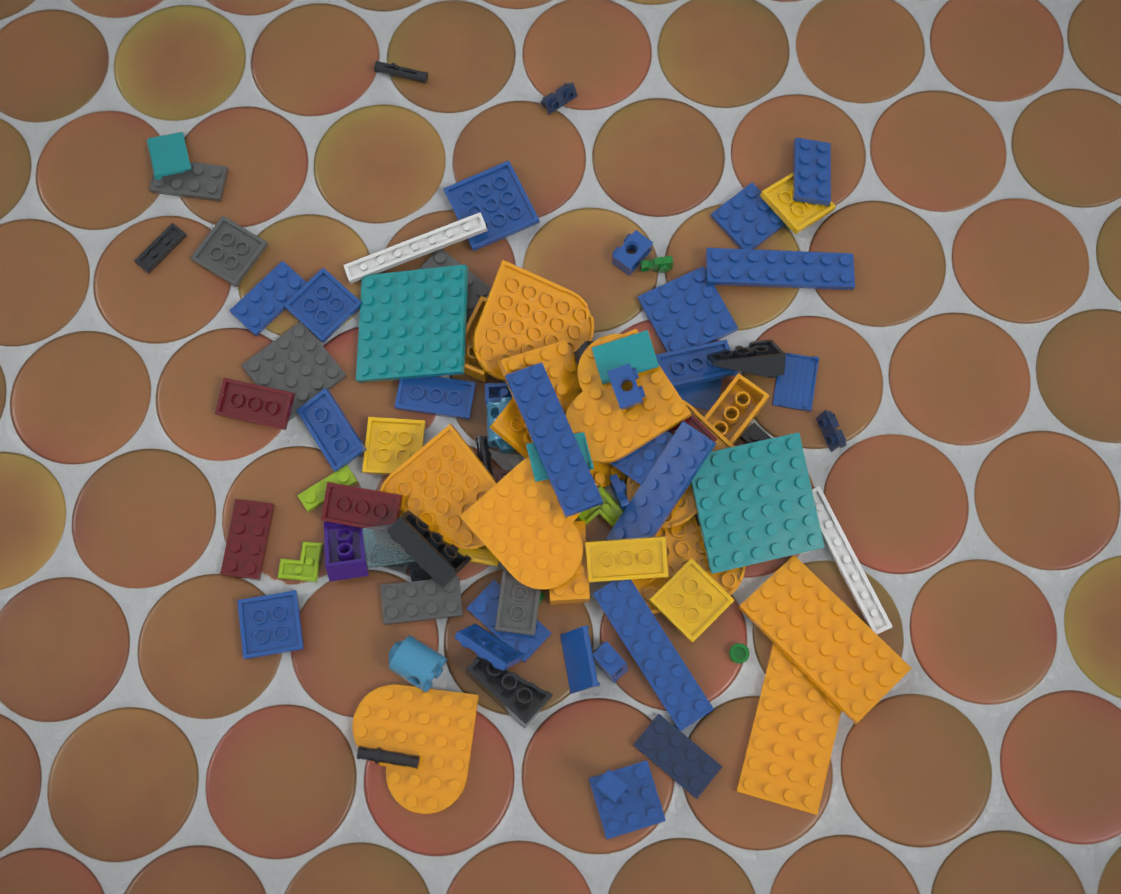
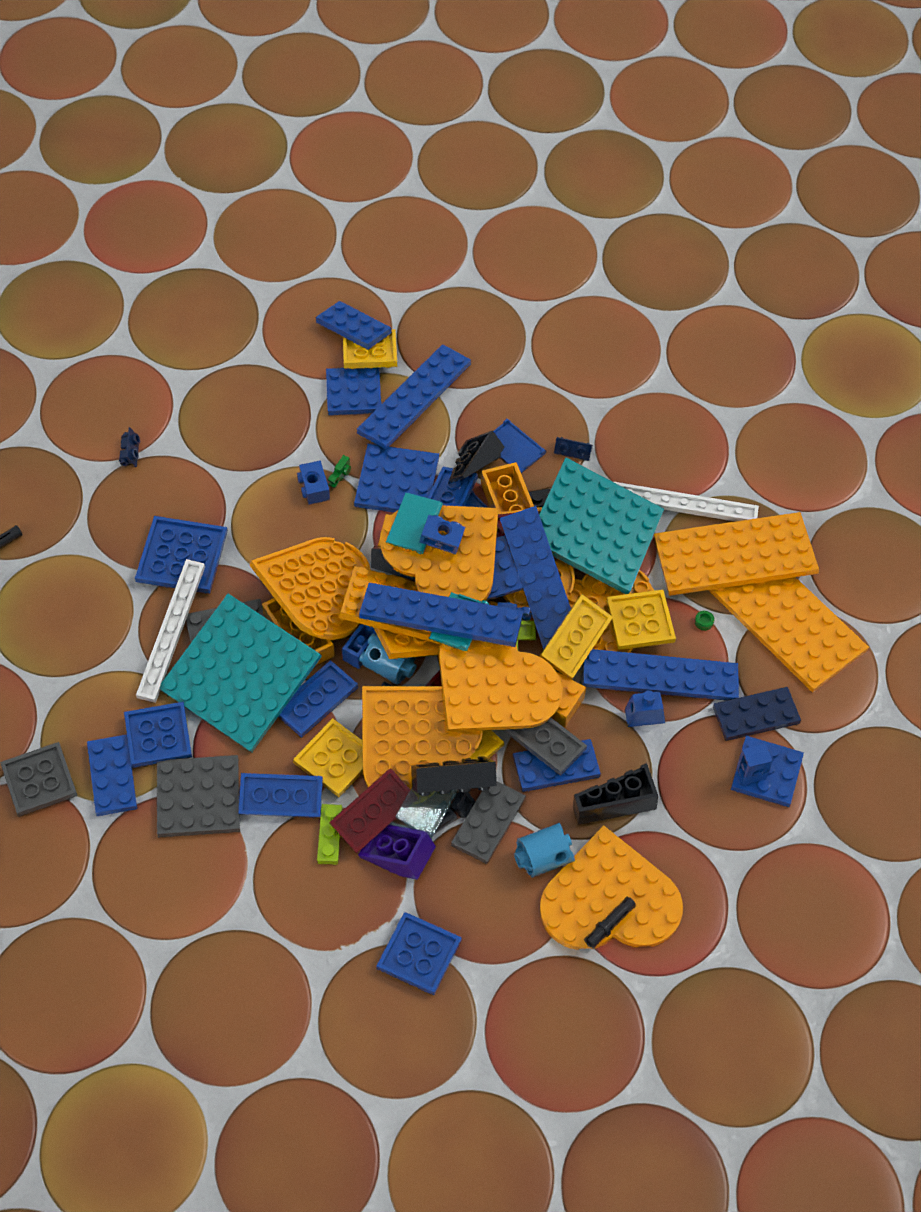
camera: 60 degrees left, 15 degrees down
(247, 539) = (324, 927): dark red plate -> none
(254, 403) = (205, 841): dark red plate -> none
(304, 569) = (388, 895): lime tile -> none
(488, 647) = (572, 786): blue plate -> none
(579, 659) = (630, 729): blue piece -> none

